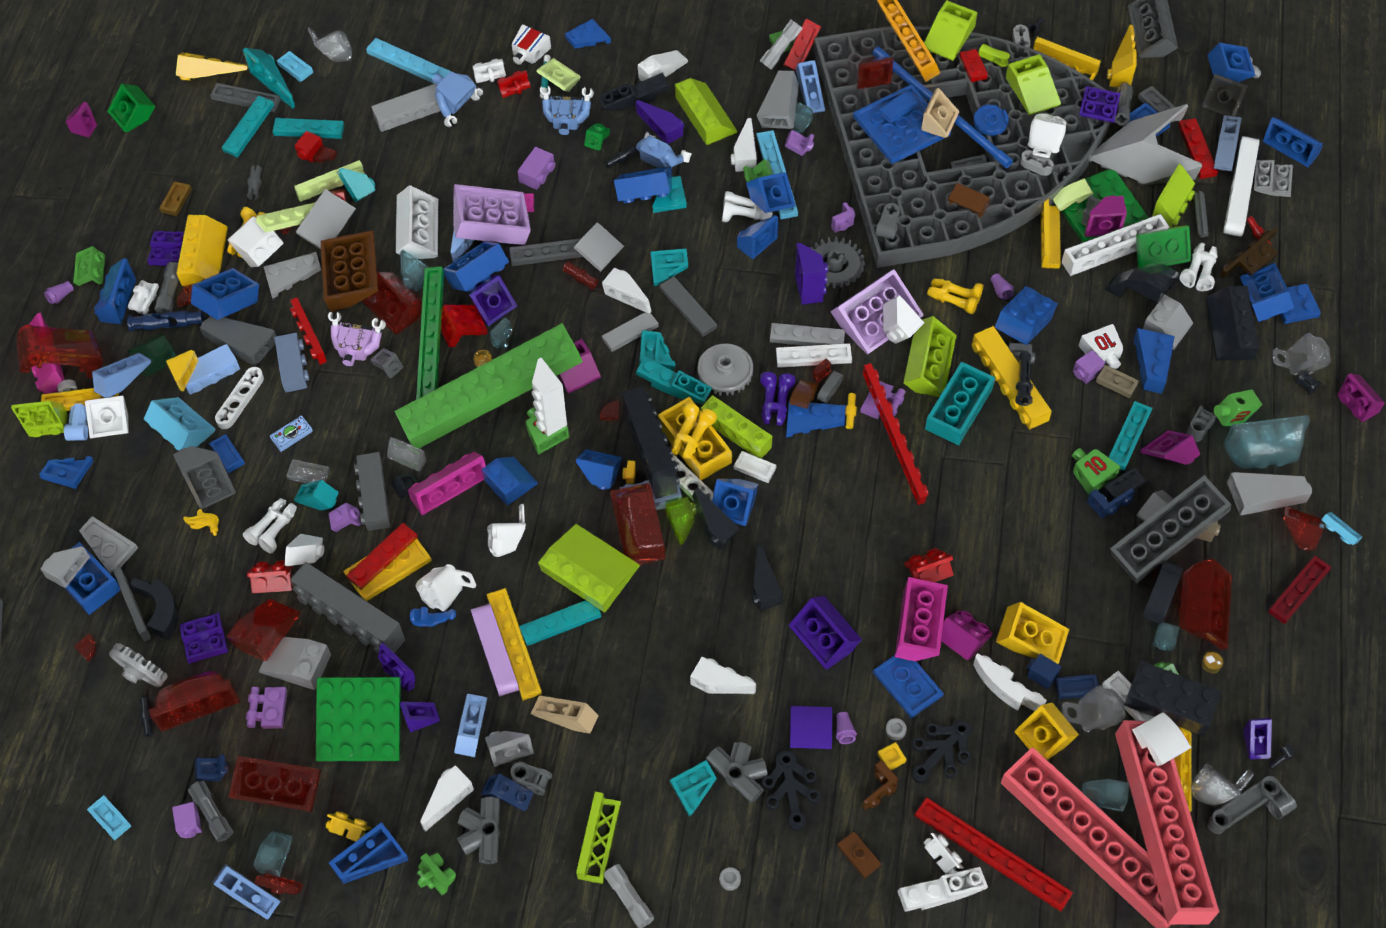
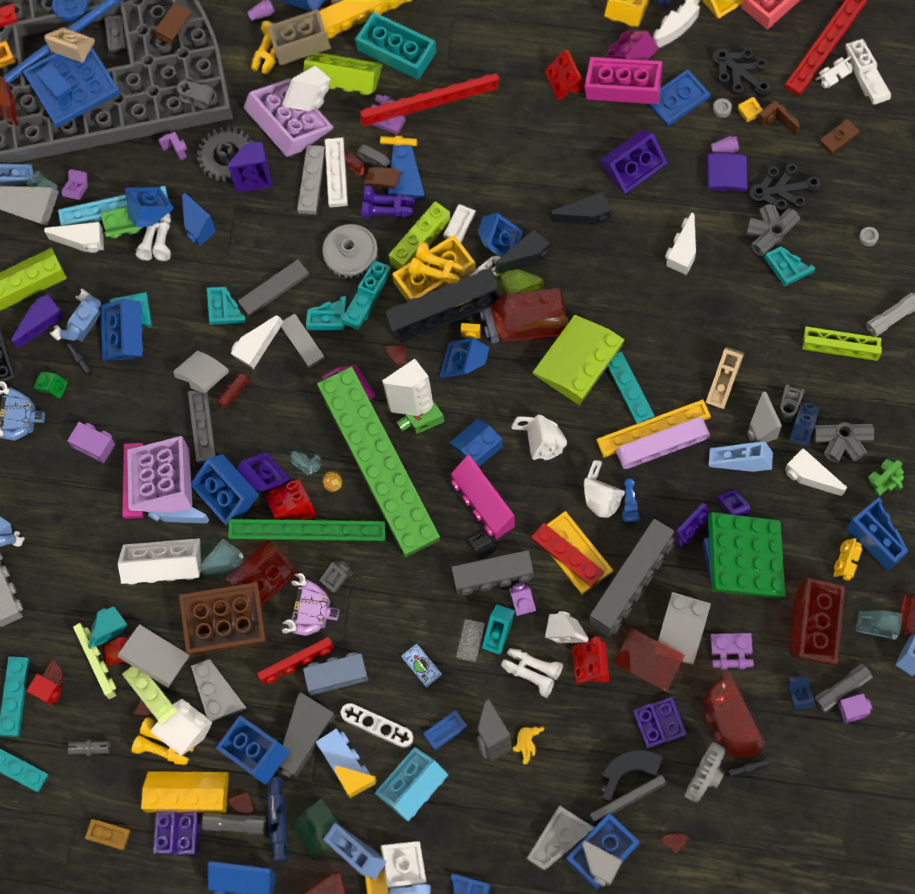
camera: 85 degrees left, 10 degrees up
(109, 817) = (856, 785): medium azure plate -> none
(143, 296) = (247, 847): white hips -> none
(406, 454) = (448, 545): clear slope -> none
(962, 312) = (299, 37): none -> dark tan slope

